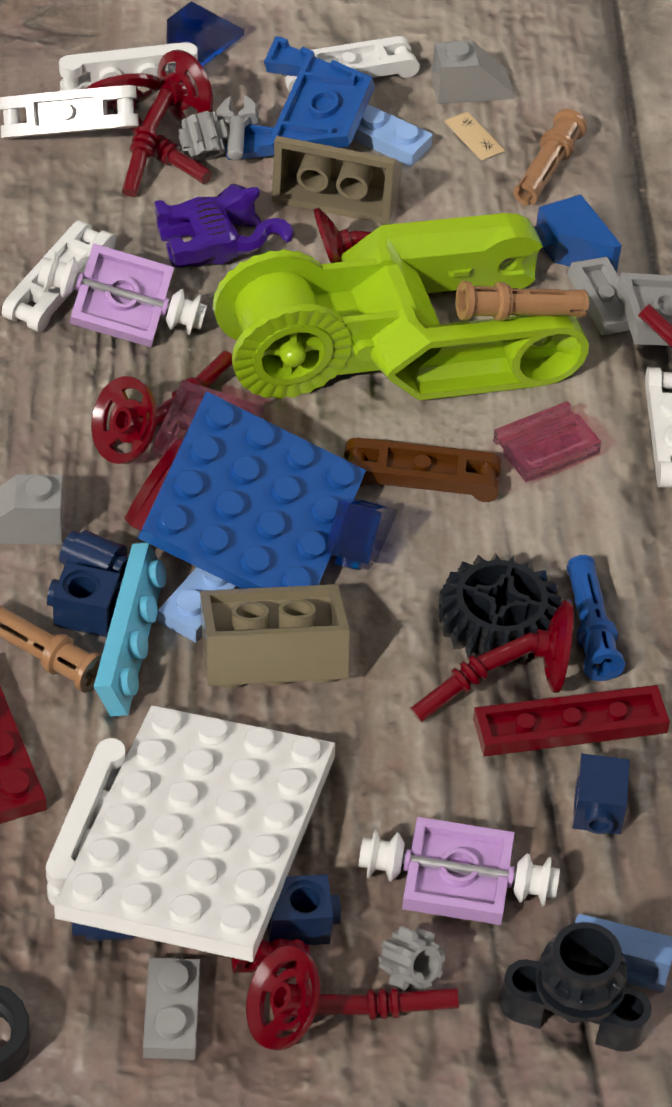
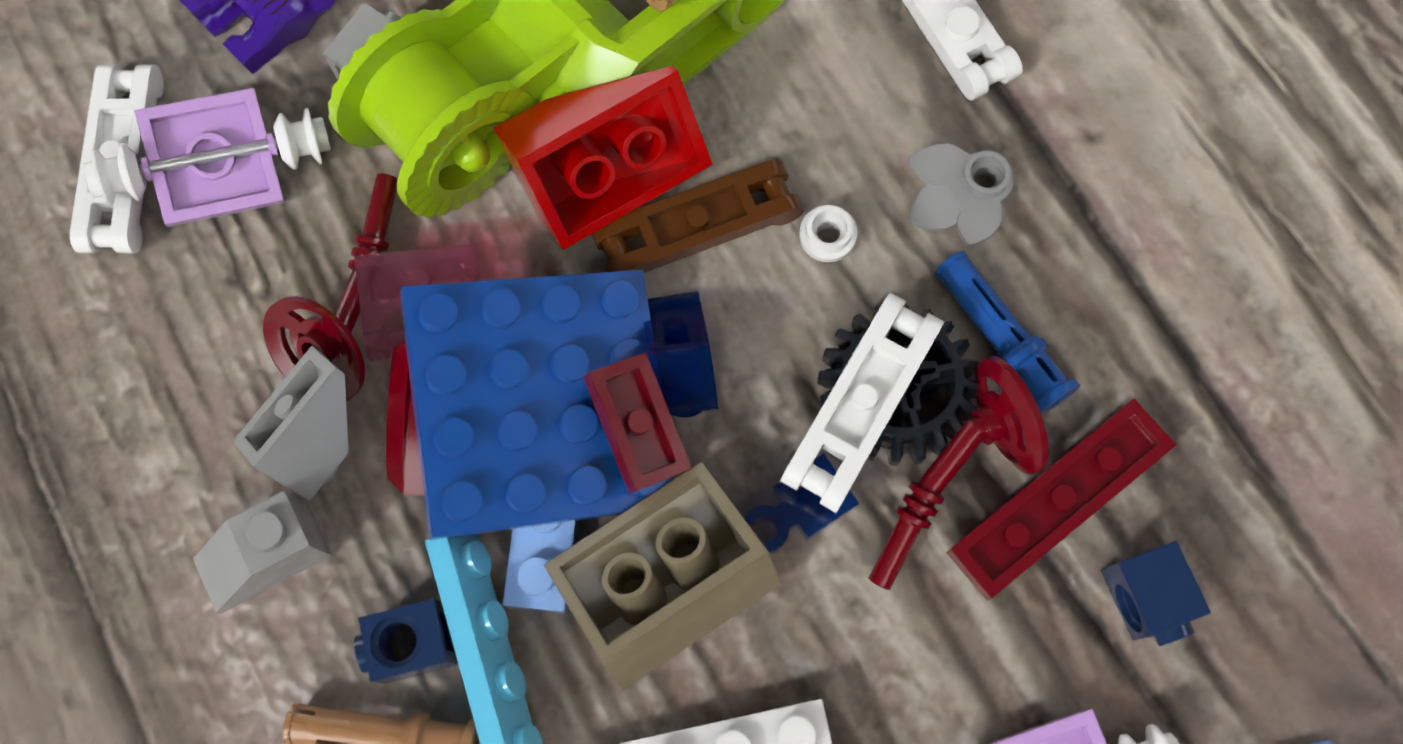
camera: 20 degrees left, 25 degrees up
(92, 454) = (301, 427): none -> light grey slope
(94, 551) = (385, 571): dark blue brick -> none
(308, 536) = (637, 422): none -> dark red plate
(381, 391) = (604, 151): none -> red slope
(394, 645) = (799, 509): none -> clear blue plate
(463, 587) = (862, 401): none -> white plate
(507, 512) = (830, 218): none -> white plate
(547, 441) = (819, 106): clear pink plate -> none
(616, 530) = (954, 197): none -> light grey plate

